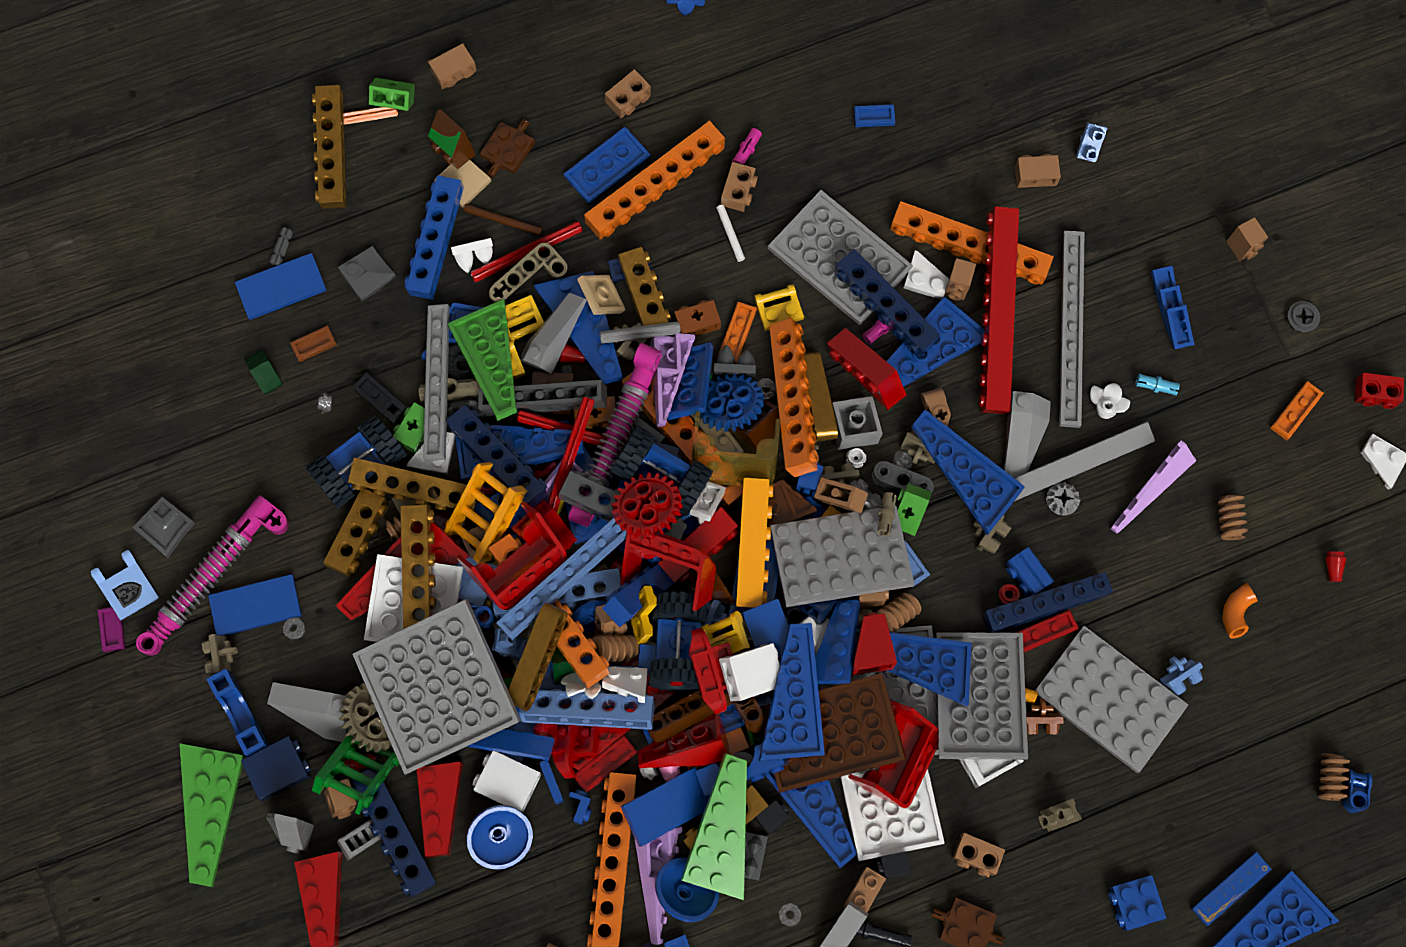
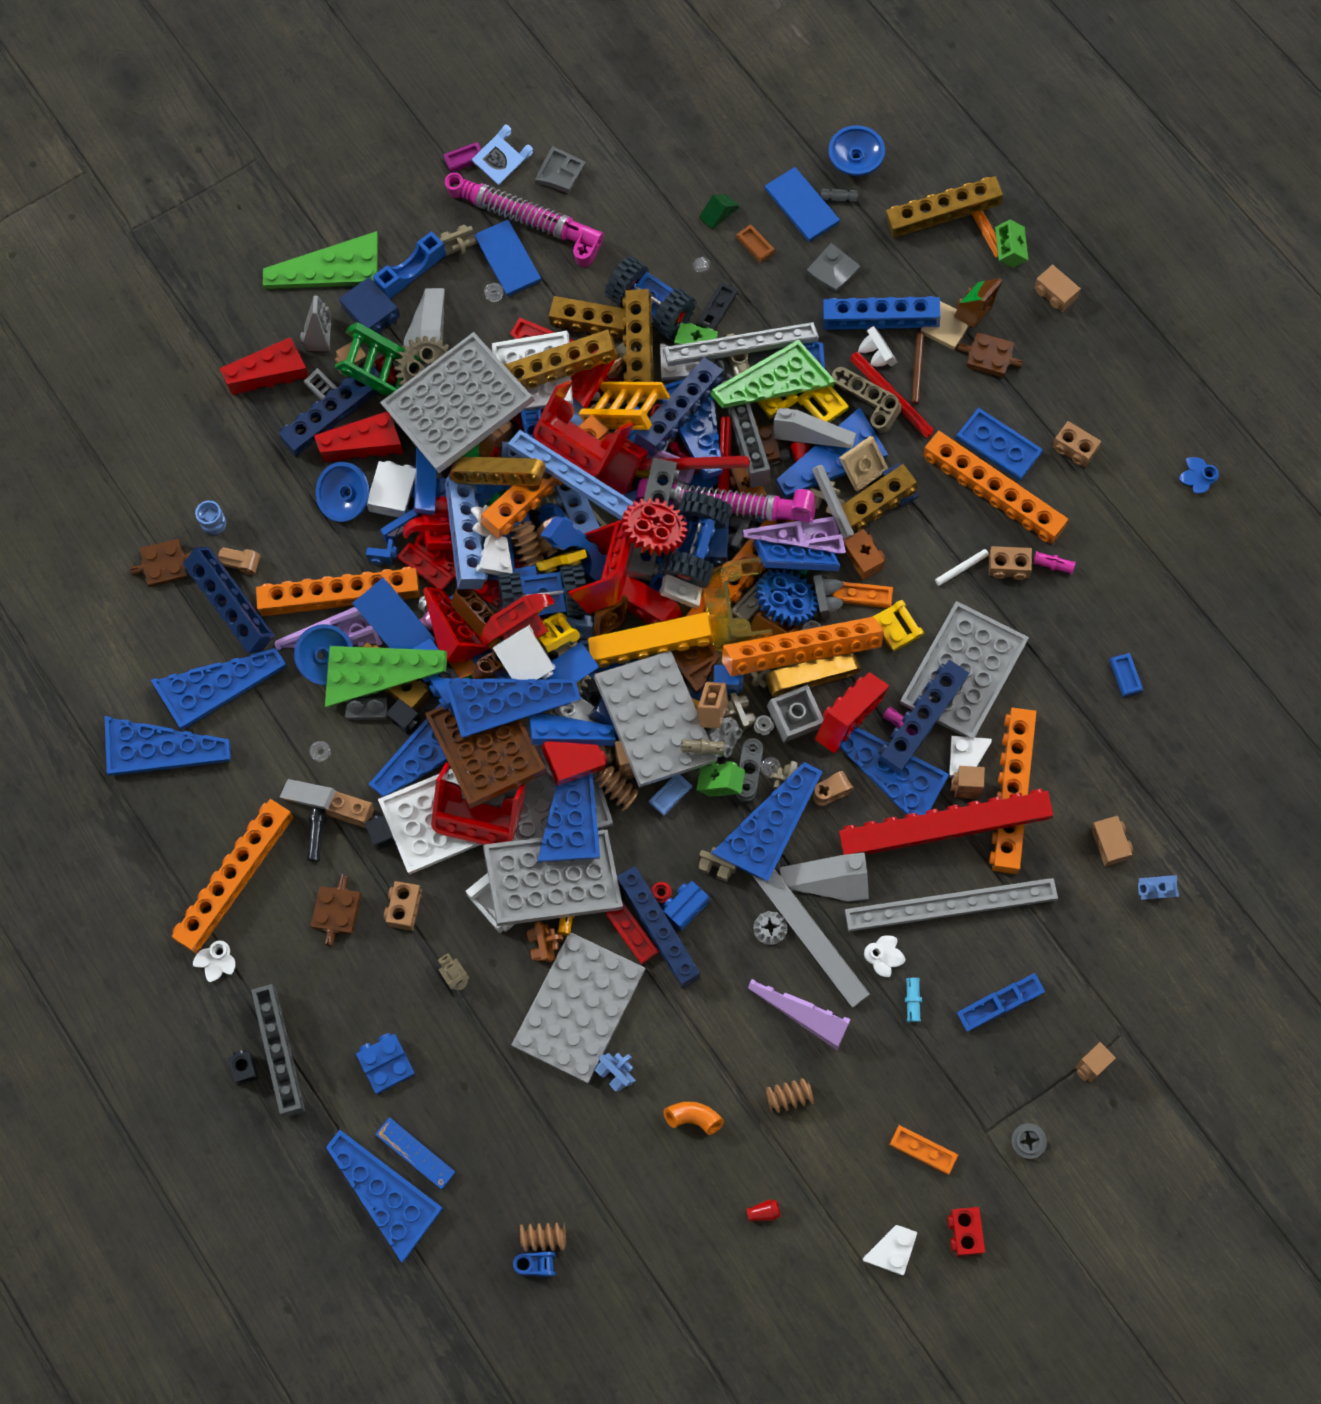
camera: 85 degrees right, 5 degrees down
(232, 205) = (860, 143): none -> blue dish

